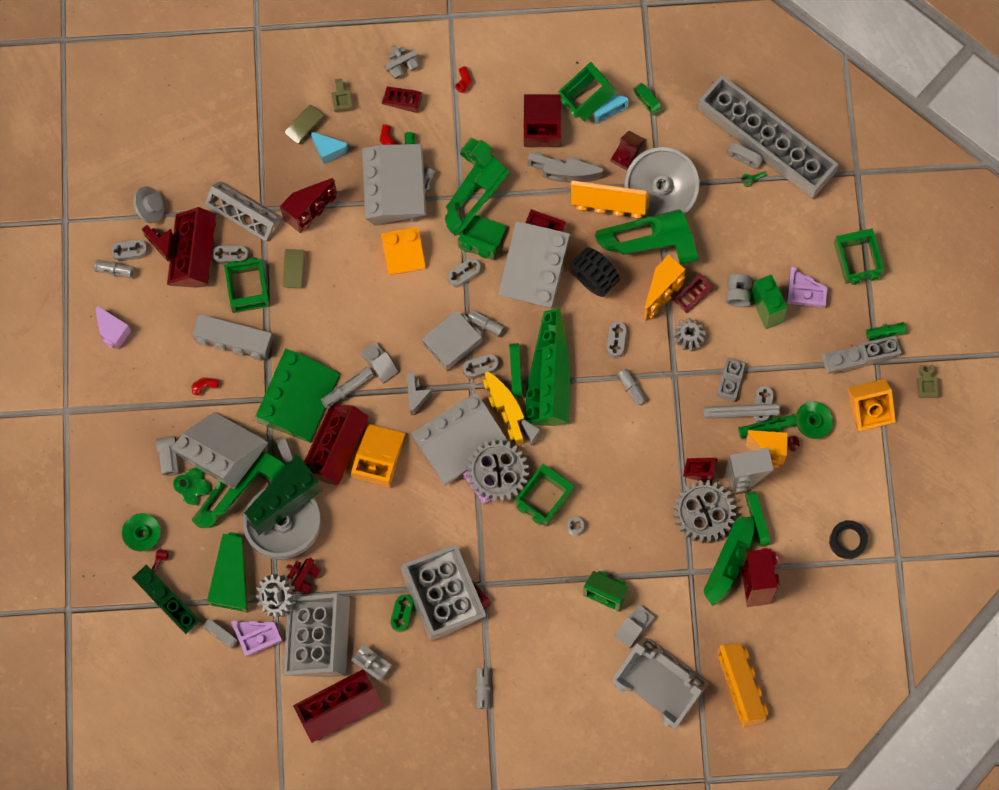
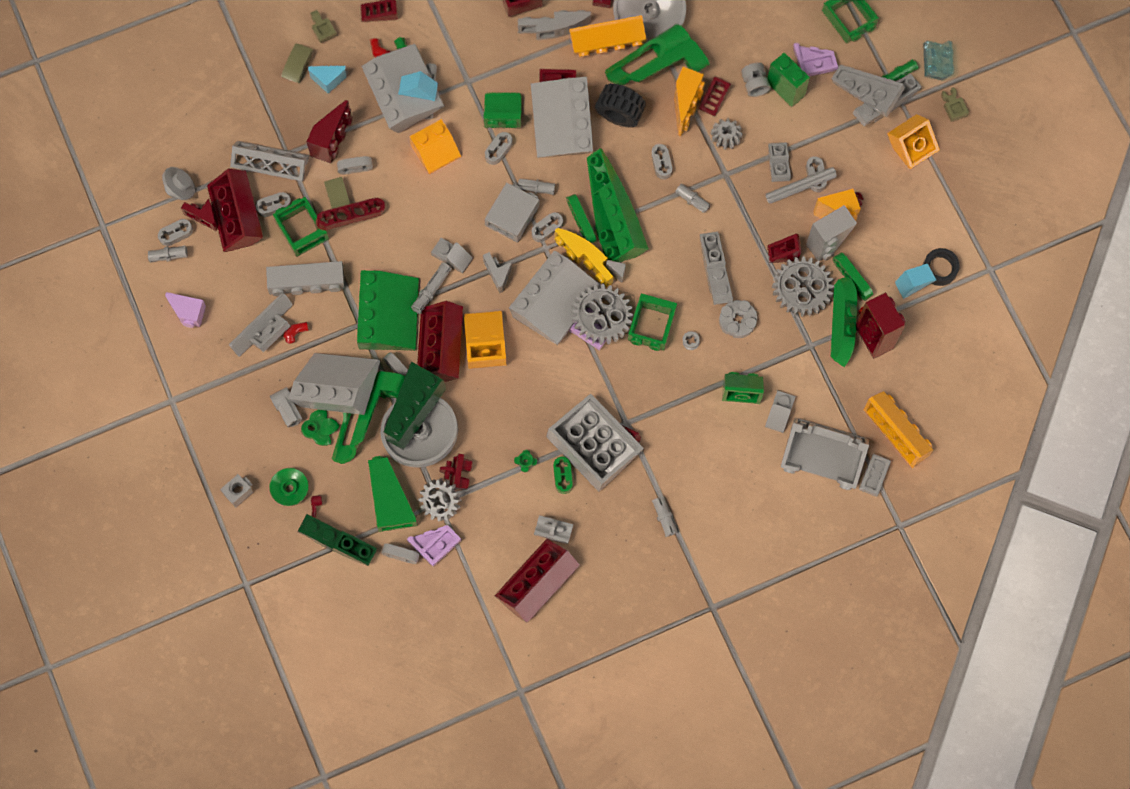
camera: 25 degrees left, 0 degrees up
(85, 514) = (237, 498): none -> light grey brick
(176, 372) = (265, 328): none -> light grey bracket
(297, 289) = (352, 217): none -> dark red beam
(317, 636) = (492, 523): light grey slope -> none
(320, 243) = (354, 165): none -> light grey beam
(371, 581) = (525, 455): none -> green plate
(407, 188) = (418, 86): none -> medium azure slope
(486, 174) = (484, 52): green panel -> none
(626, 463) = (715, 268): none -> light grey slope
(637, 528) = (733, 328): none -> light grey plate
(701, 721) = (874, 475): none -> light grey plate
(769, 425) = (834, 187): green pin -> none
(816, 544) = (914, 280): none -> medium azure slope
(819, 414) = (872, 167): green dish -> none
(848, 340) = (871, 89): none -> light grey wing
(928, 331) = (938, 60): none -> clear light blue bracket

